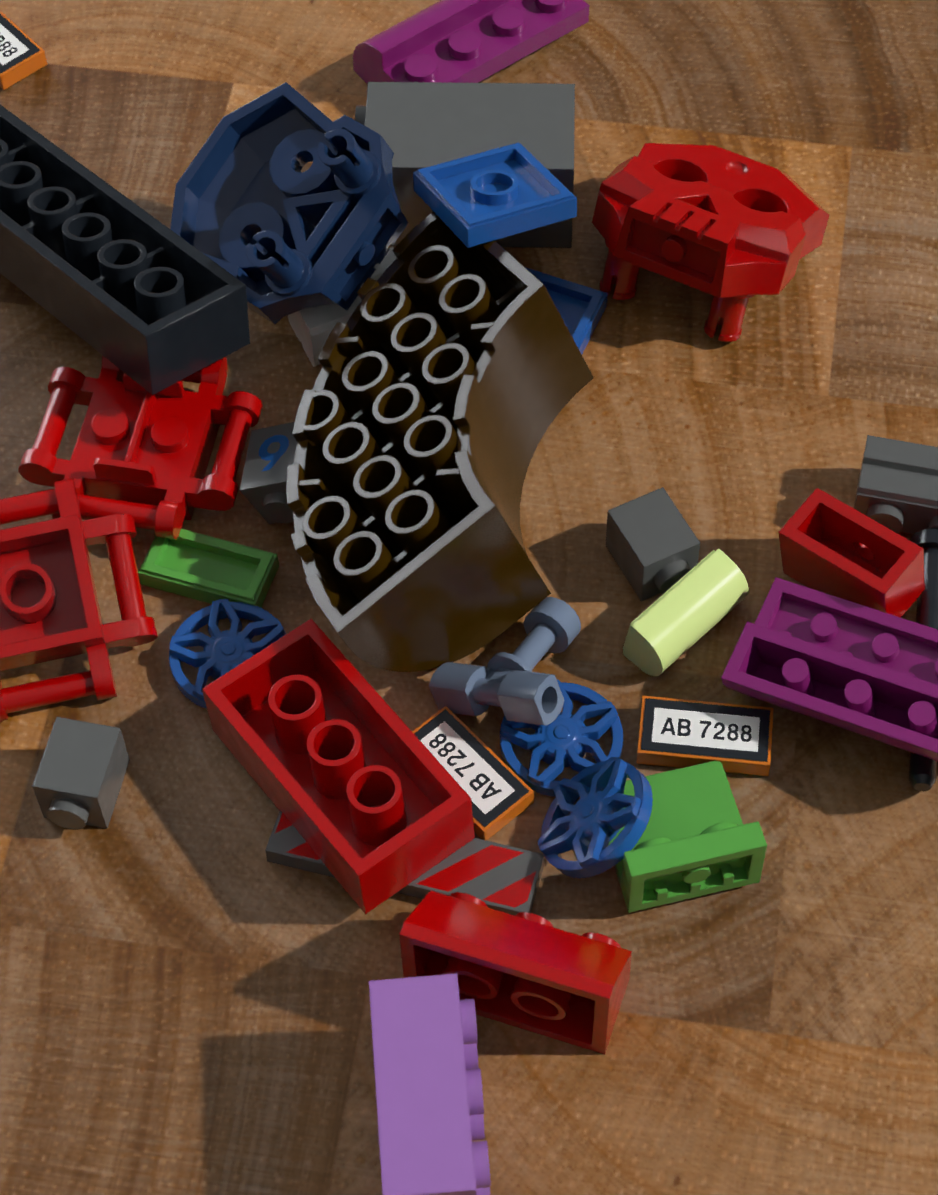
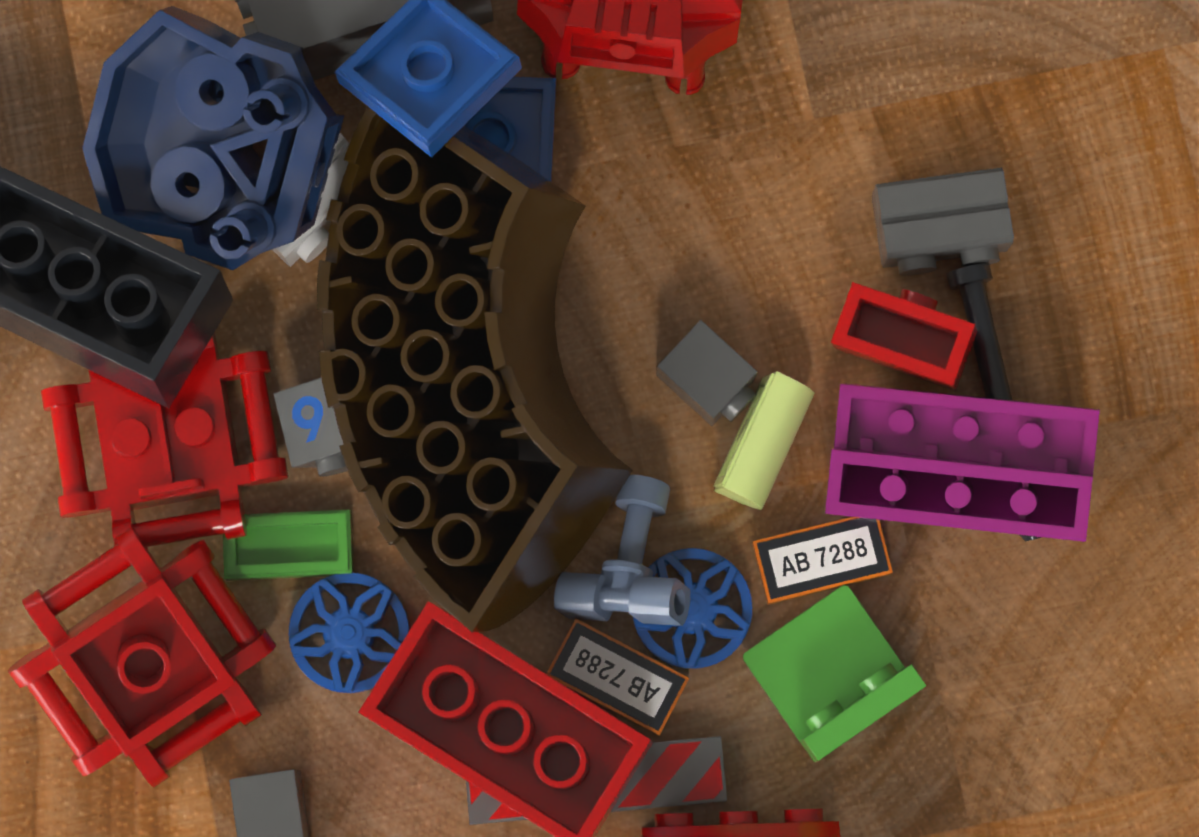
camera: 20 degrees left, 25 degrees up
(595, 818) = (758, 693): blue wheel -> none

